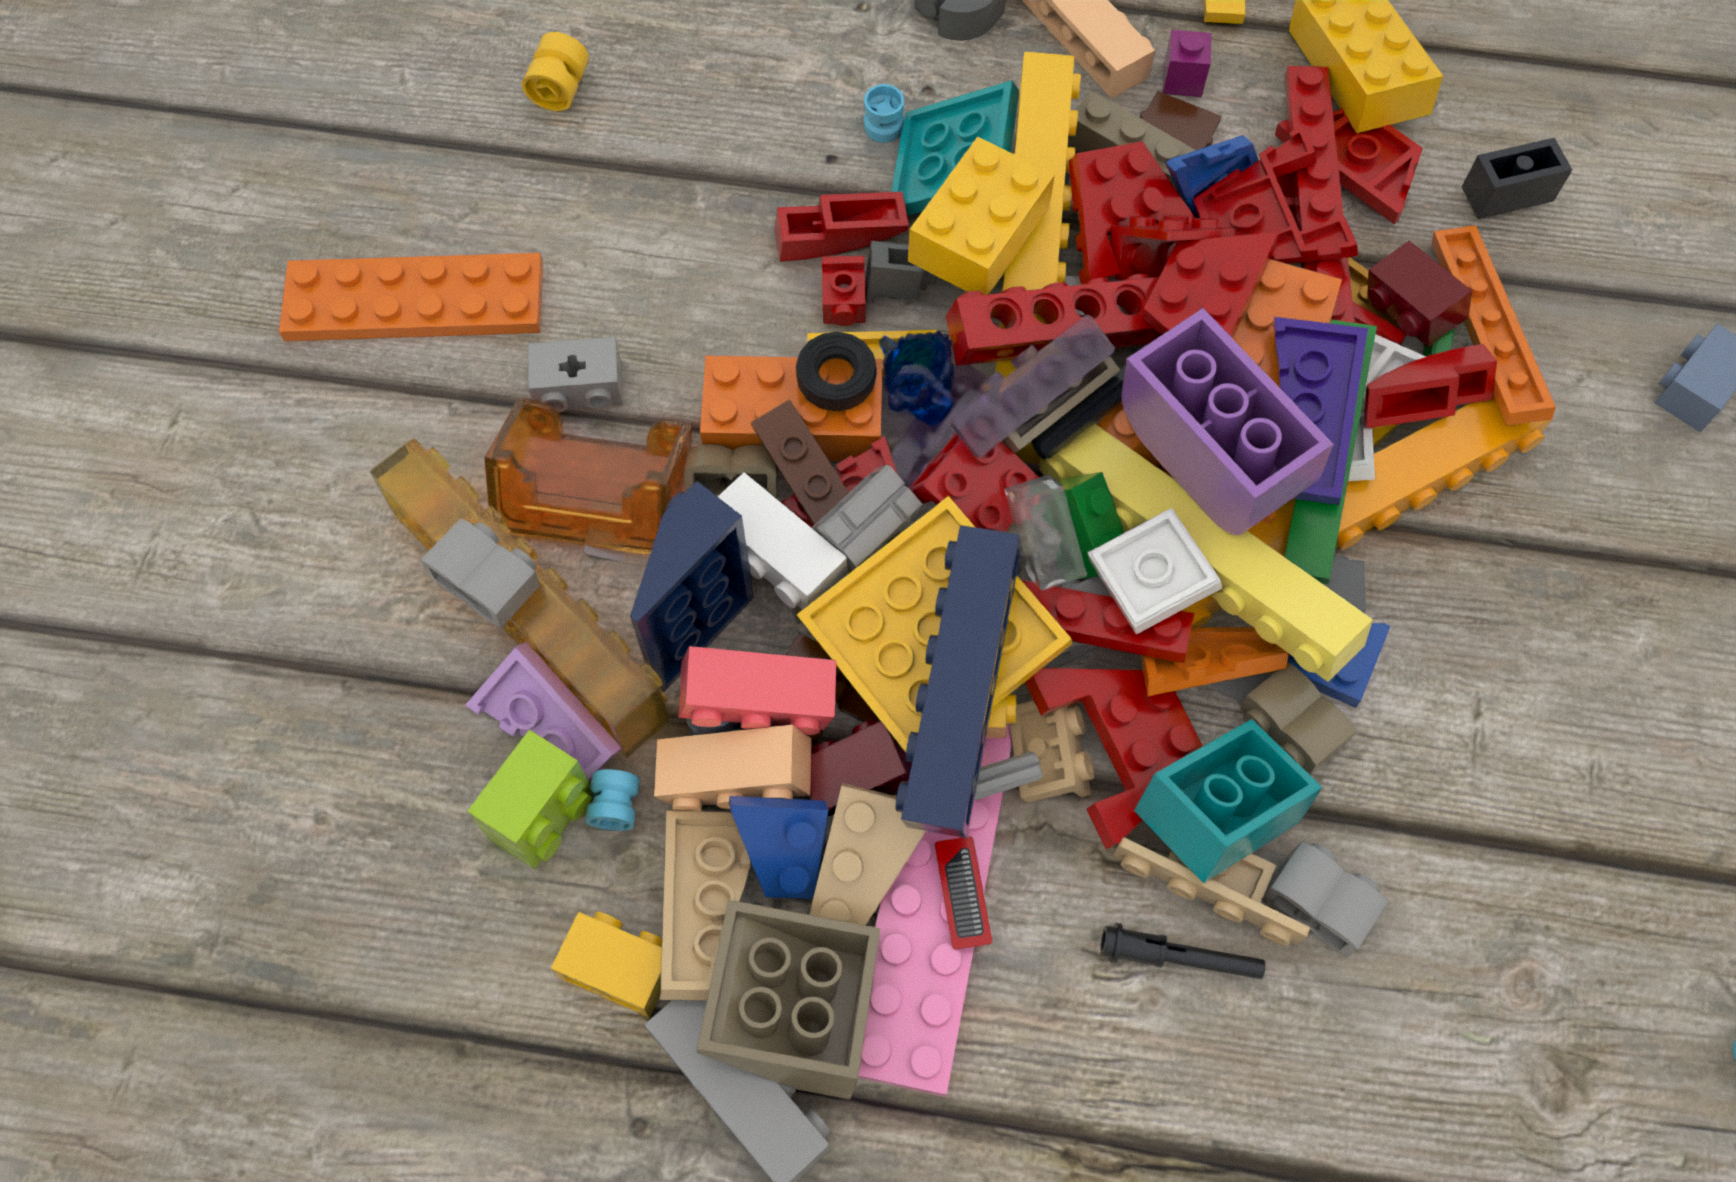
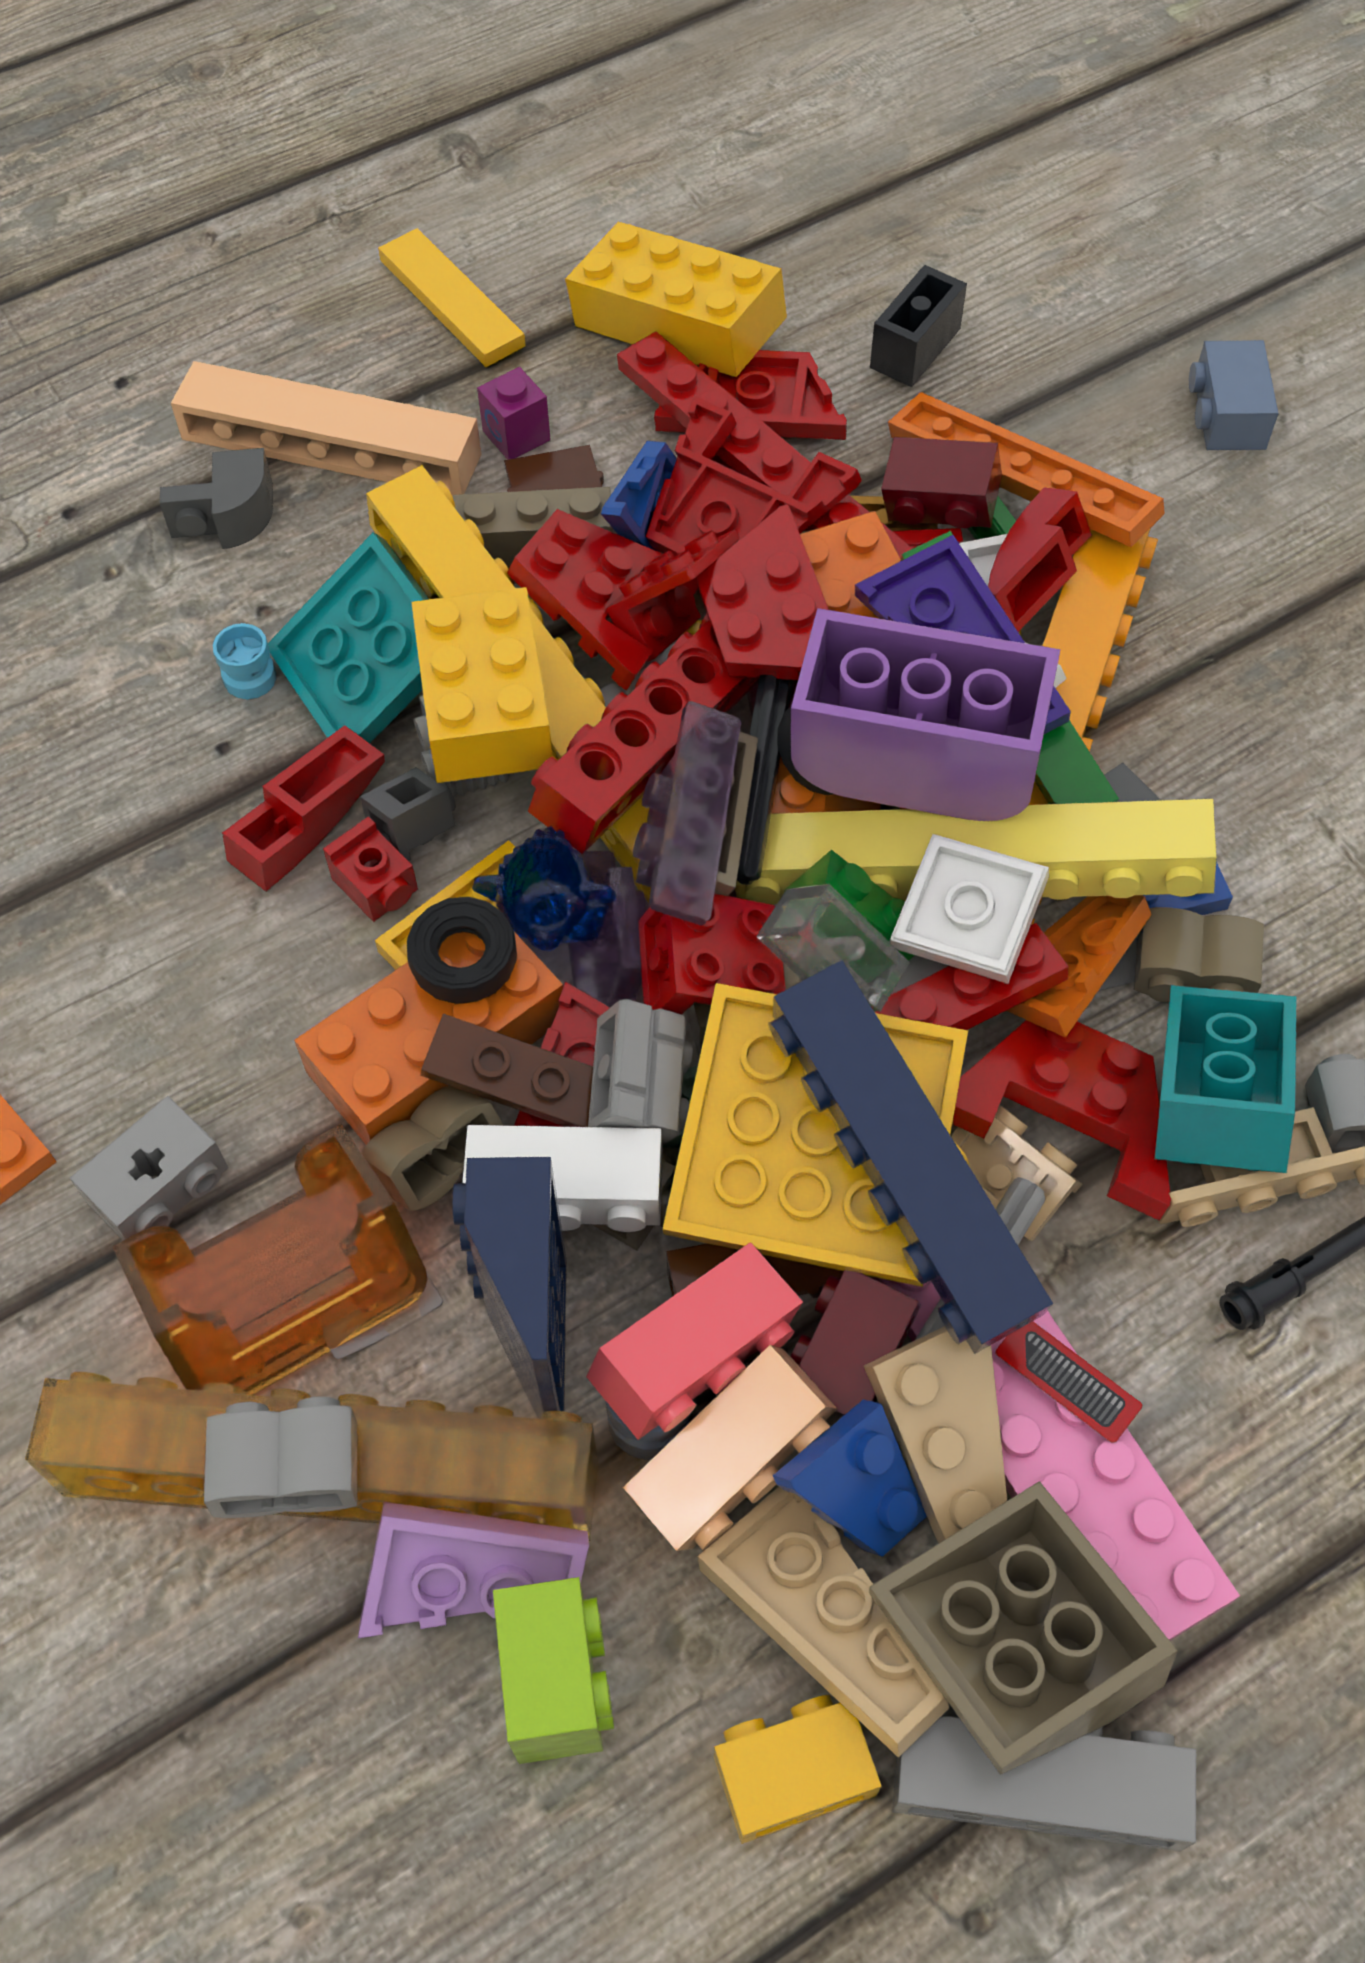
camera: 40 degrees left, 5 degrees down
(612, 803) = (627, 1596): medium azure wheel -> none

